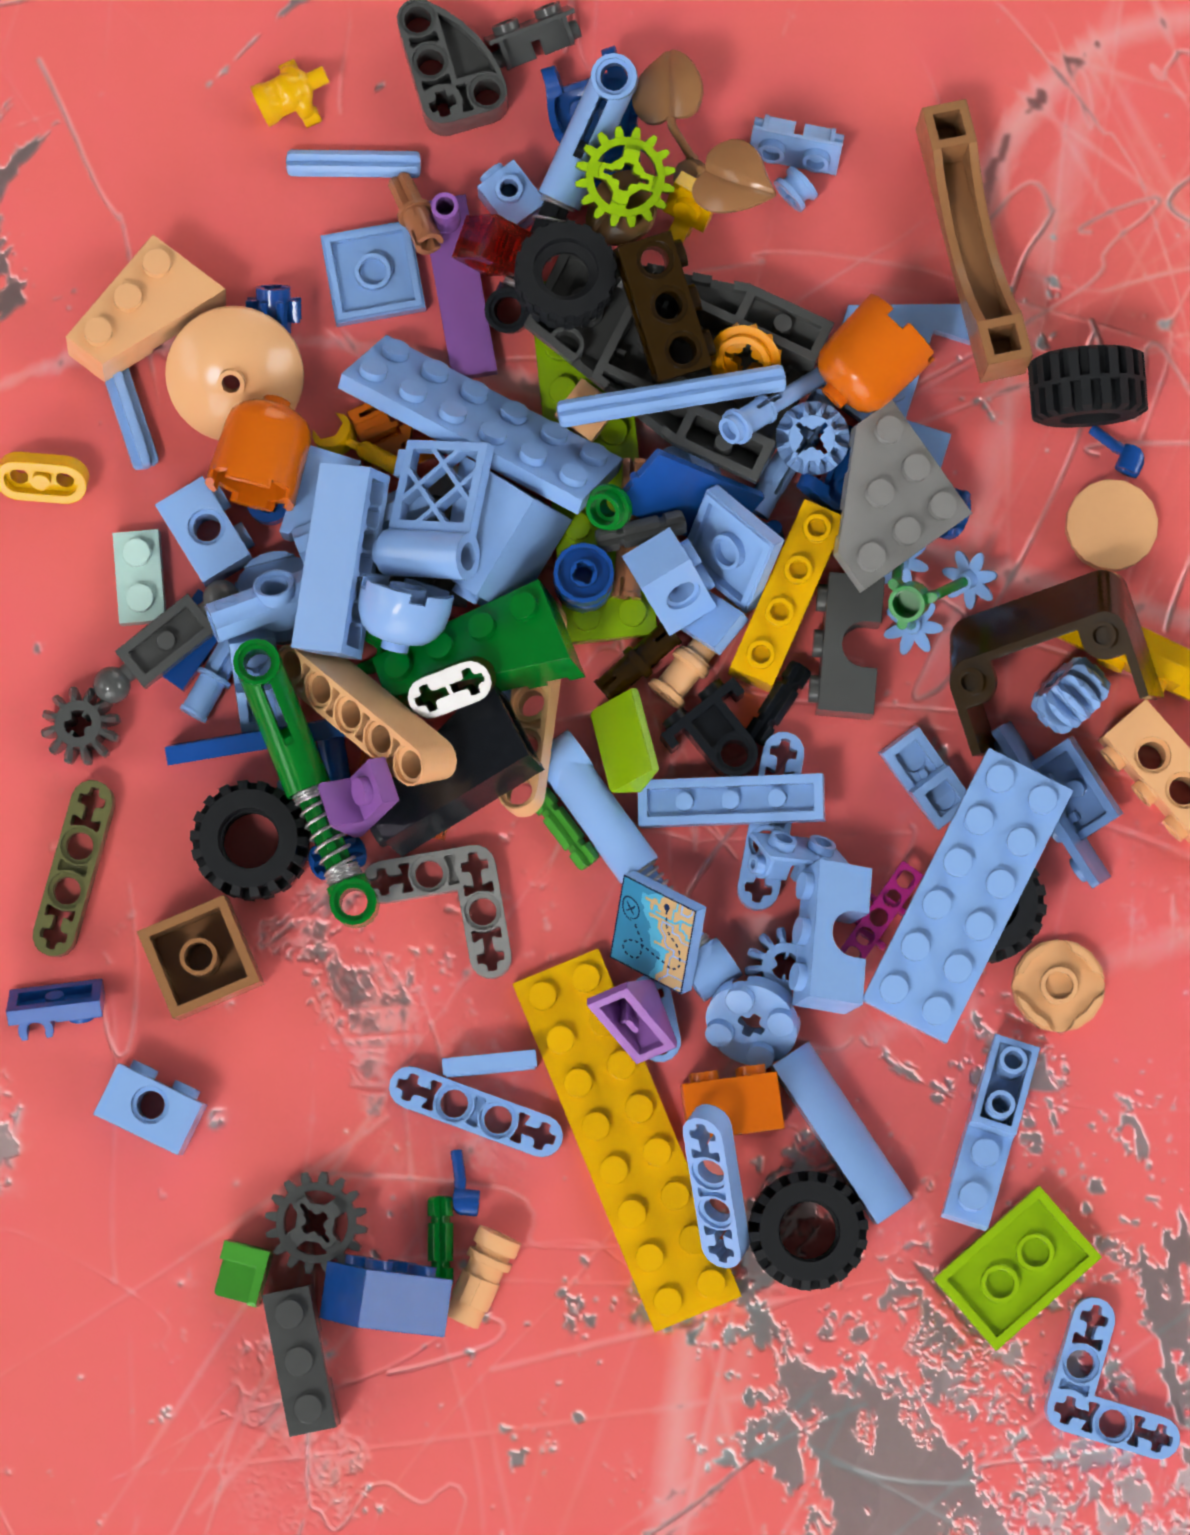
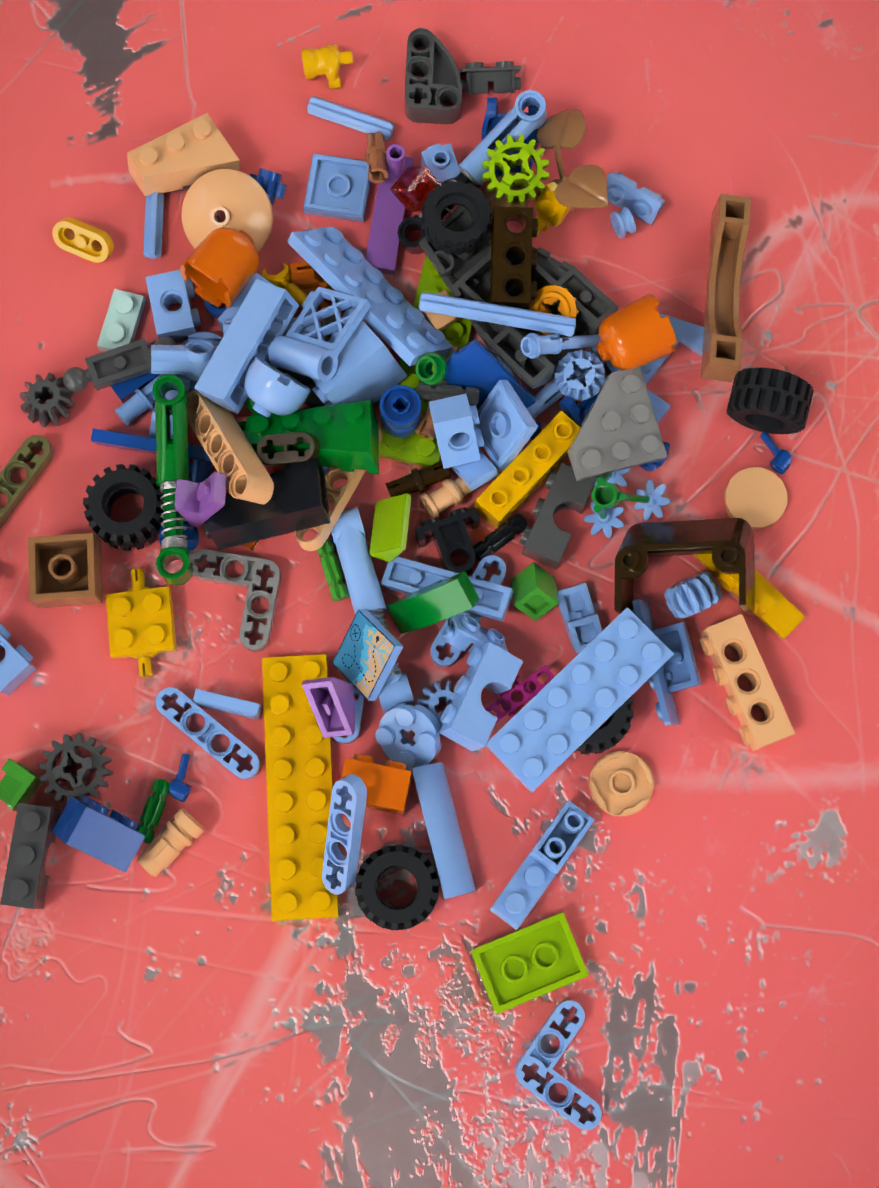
camera: 15 degrees right, 5 degrees down
(328, 992) = (141, 623): none -> yellow plate
(724, 831) = (433, 603): none -> green slope
(852, 763) = (534, 591): none -> bright green panel

